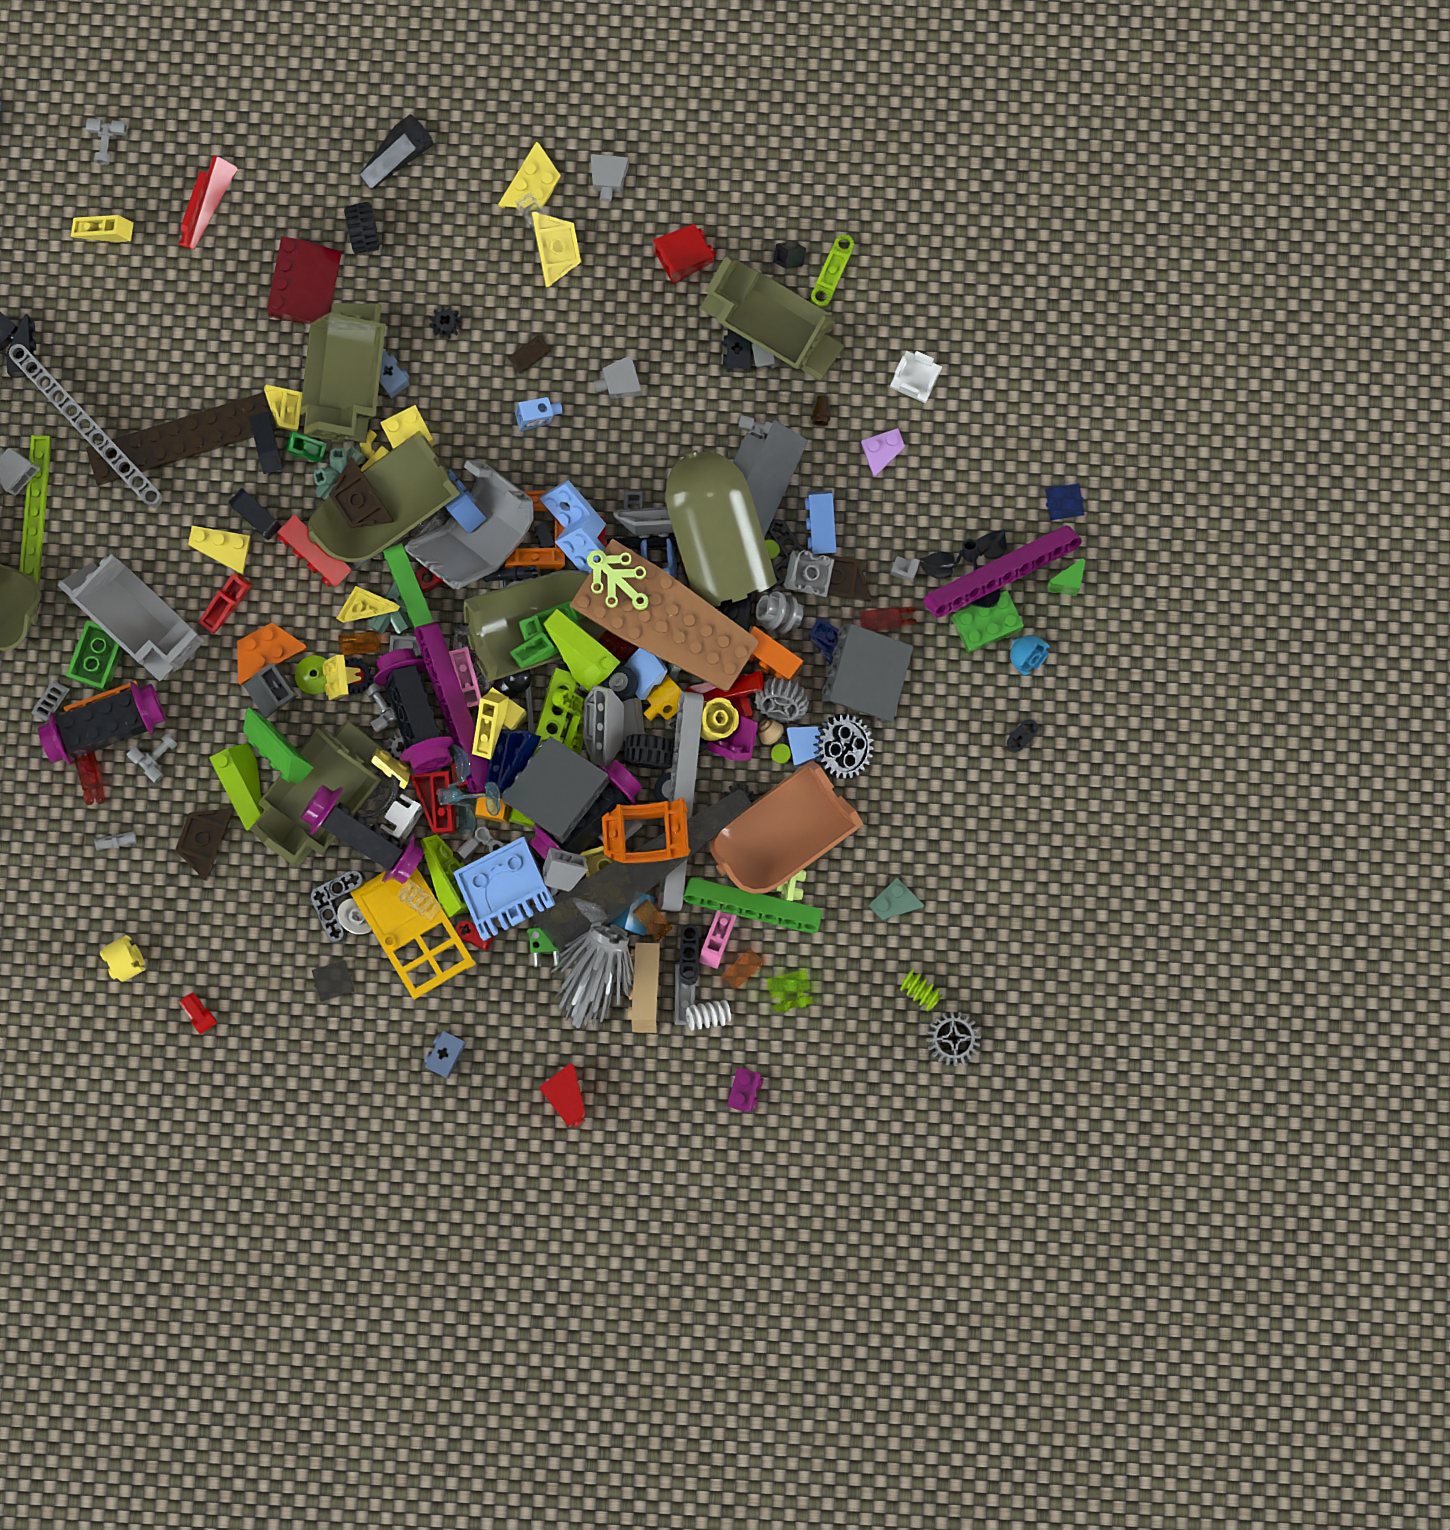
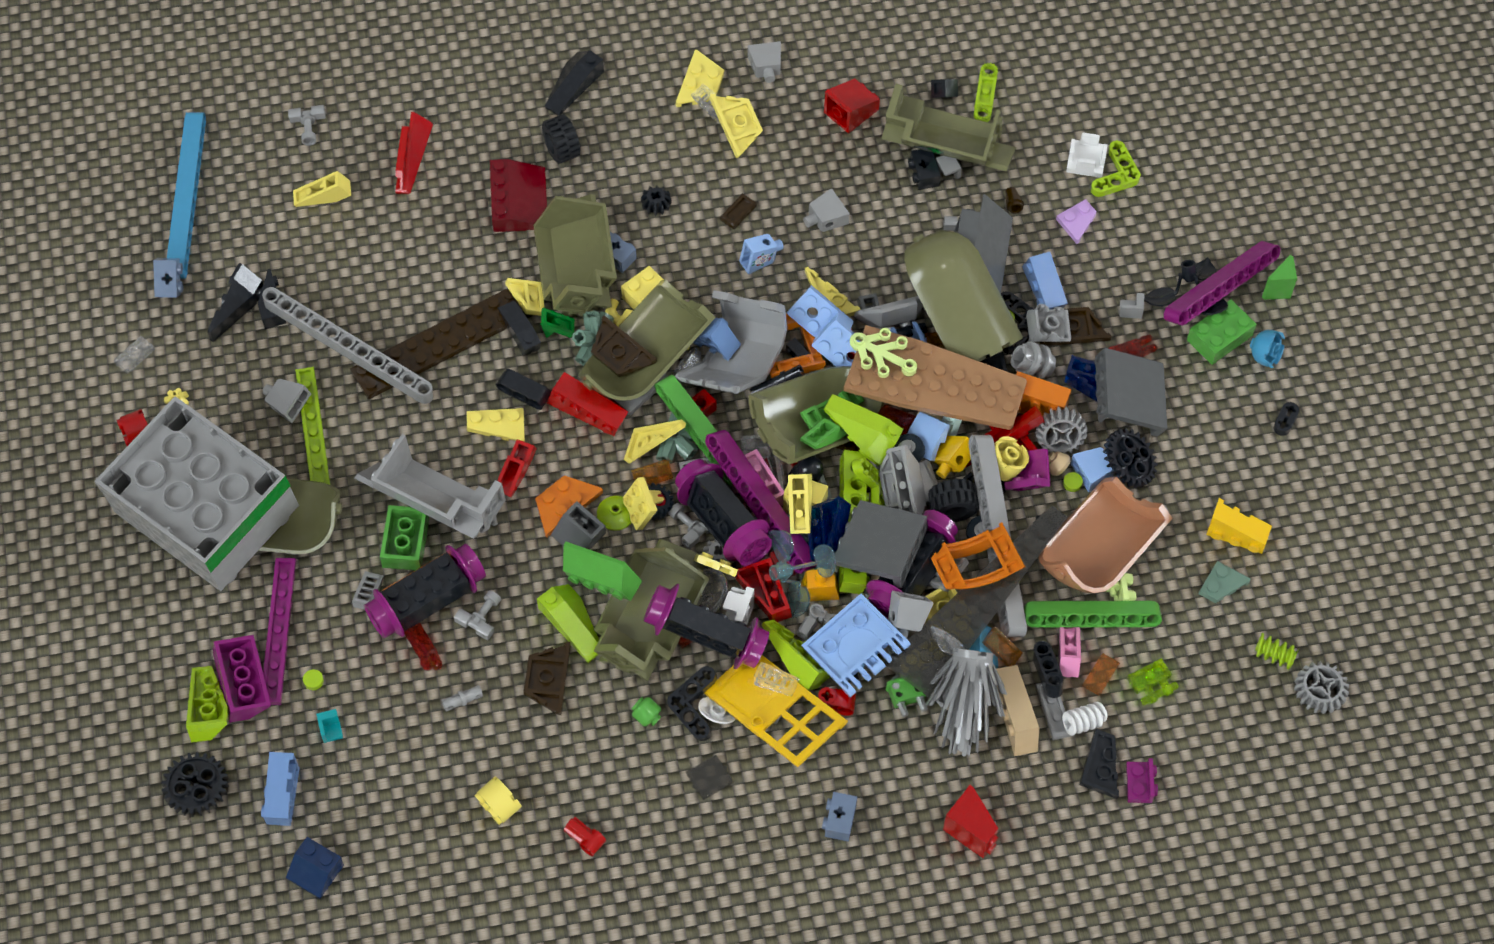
camera: 20 degrees left, 20 degrees down
(288, 900) = (646, 711): none -> bright green head
(594, 484) = (831, 293): none -> light yellow wing
(710, 1066) = (1100, 765): none -> black wing
(928, 850) = (1238, 529): none -> yellow wedge
(946, 408) = (1122, 174): none -> lime beam
(1064, 501) = (1251, 226): clear blue piece -> none

